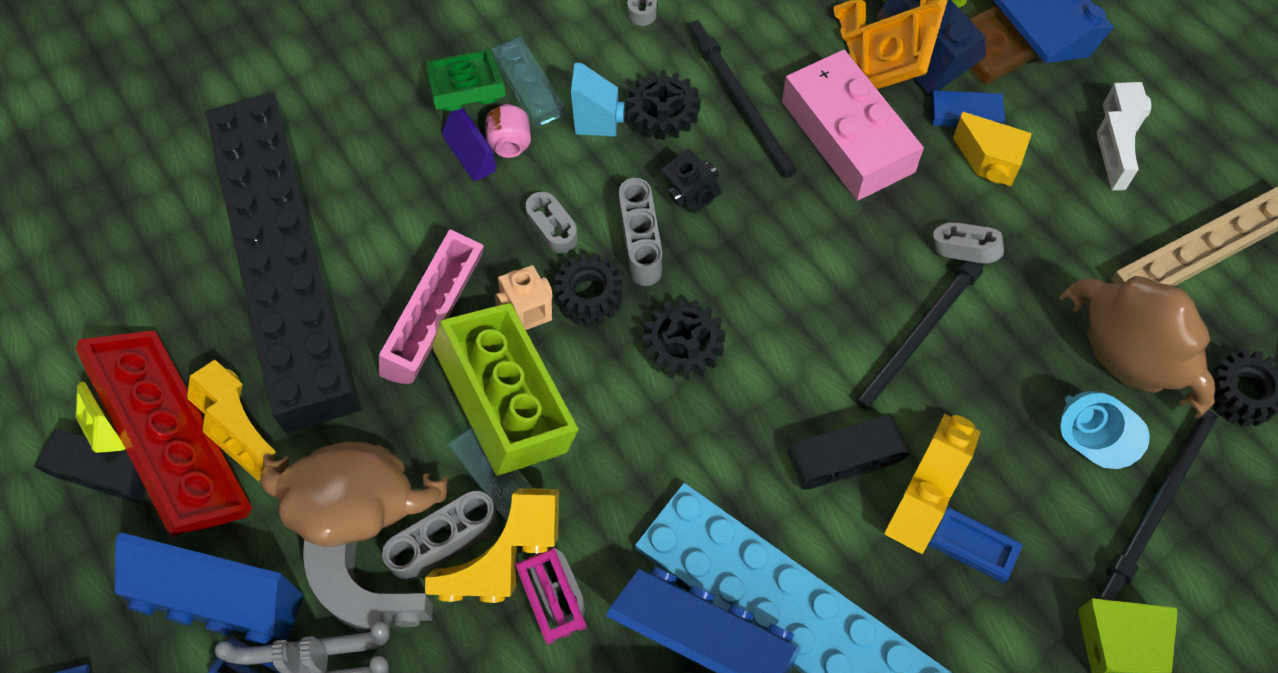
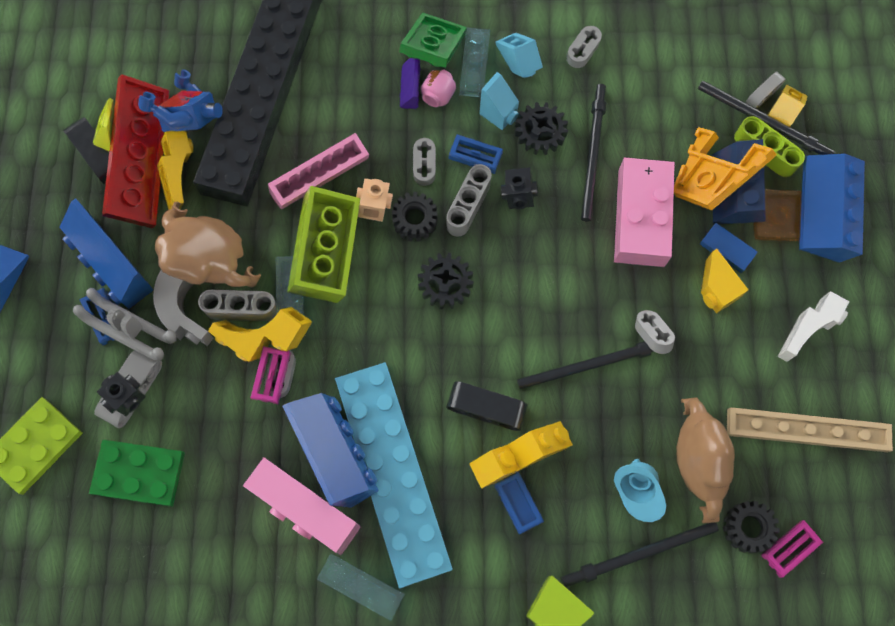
camera: 30 degrees right, 10 degrees up
(197, 335) = (184, 110): none -> blue torso
(577, 40) = (520, 54): none -> medium azure slope
(608, 182) = (492, 162): none -> blue tile

